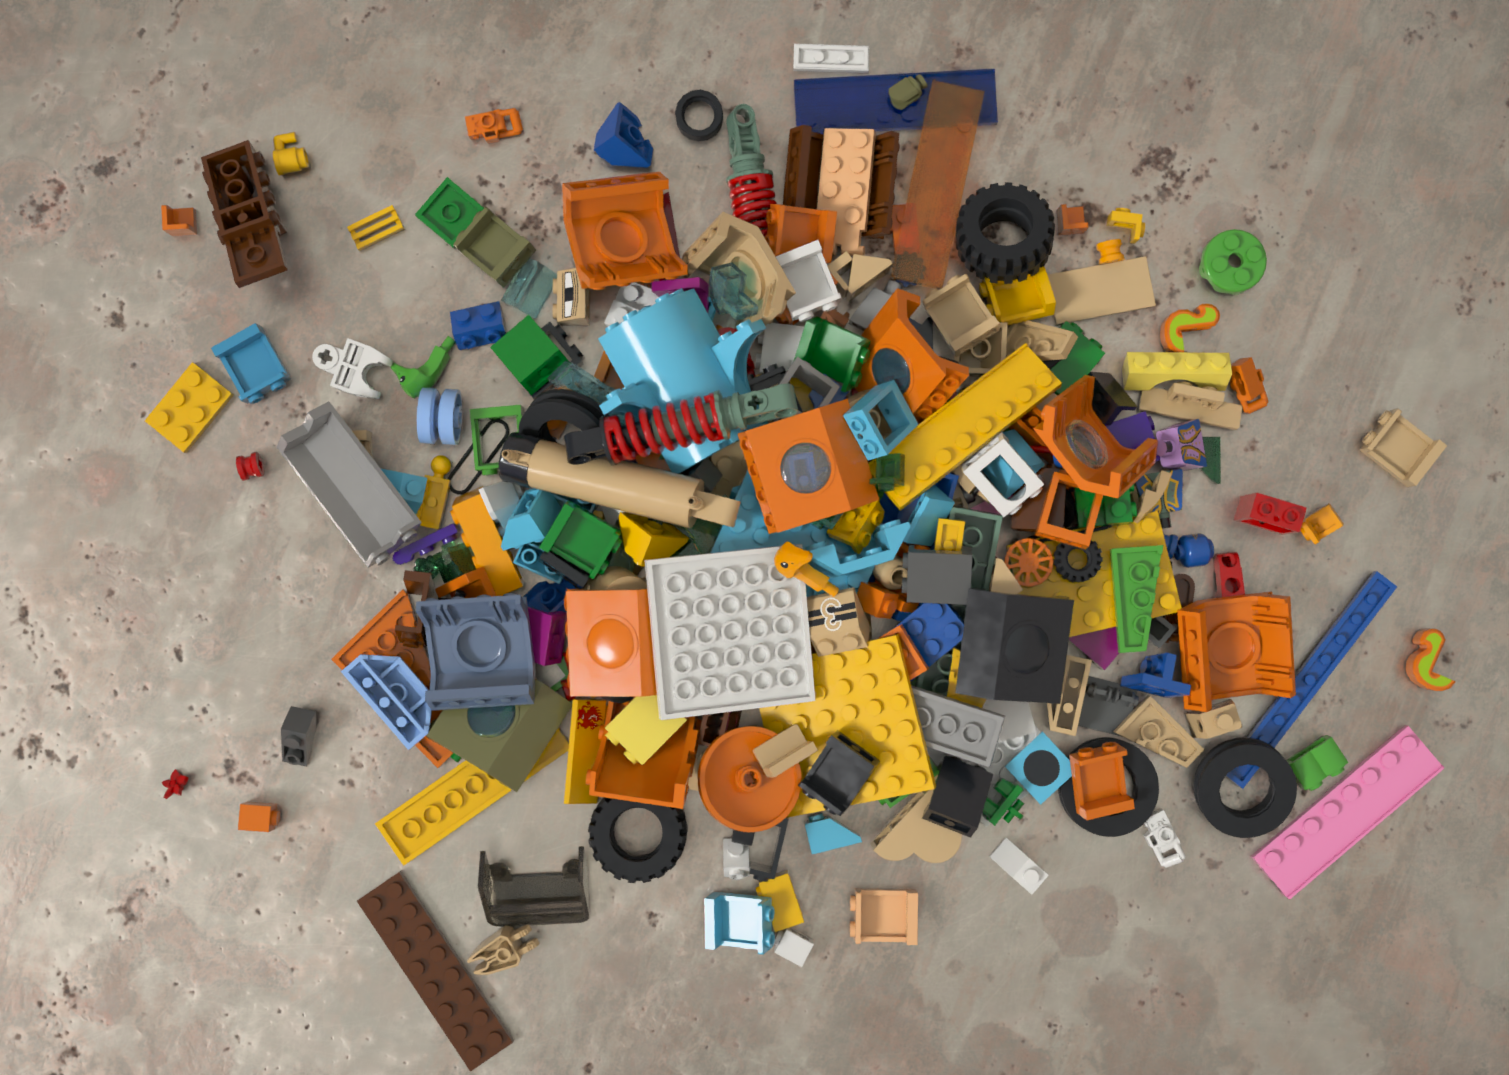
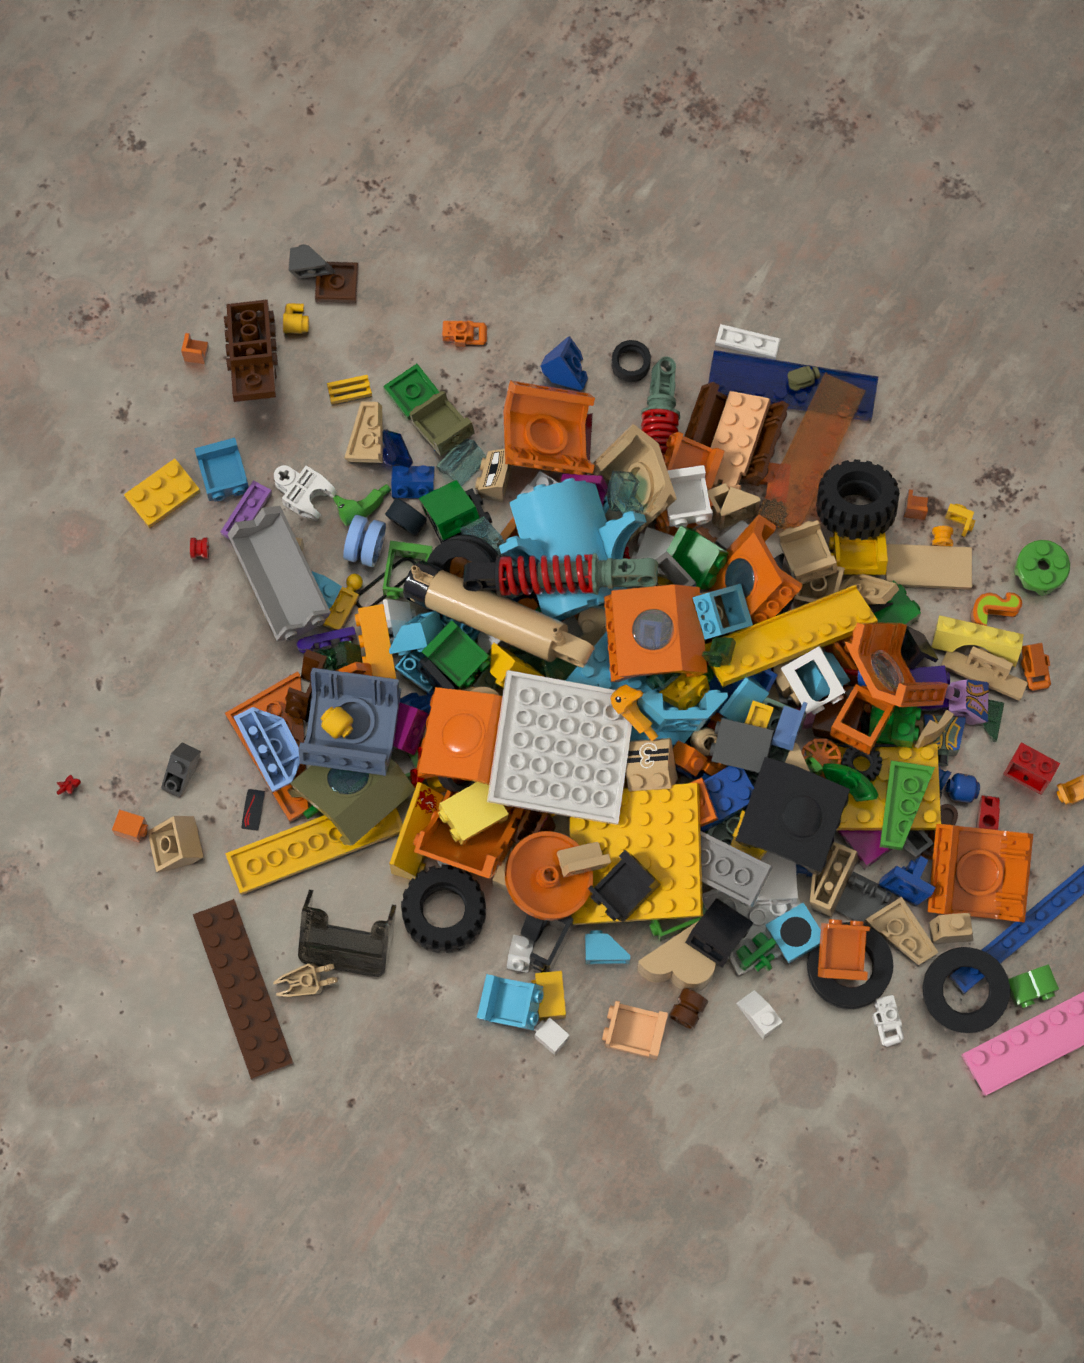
camera: 10 degrees right, 15 degrees down
(285, 79) = (307, 263): none -> dark grey slope
(293, 403) = (249, 506): none -> medium lavender plate
(315, 824) = (175, 843): none -> tan slope
(326, 94) = (339, 286): none -> reddish brown tile
(393, 761) = (252, 809): none -> black sticker
(410, 281) = (367, 435): none -> tan wing
(448, 293) = (395, 450): none -> clear blue tile
(462, 655) = (337, 722): none -> yellow head
(480, 373) = (406, 516): none -> black wheel
(938, 882) = (688, 1008): none -> reddish brown wheel
(988, 541) = (789, 727): none -> medium blue panel
(1023, 577) = (814, 766): none -> bright green tile
(1069, 585) = (859, 785): none -> green tile

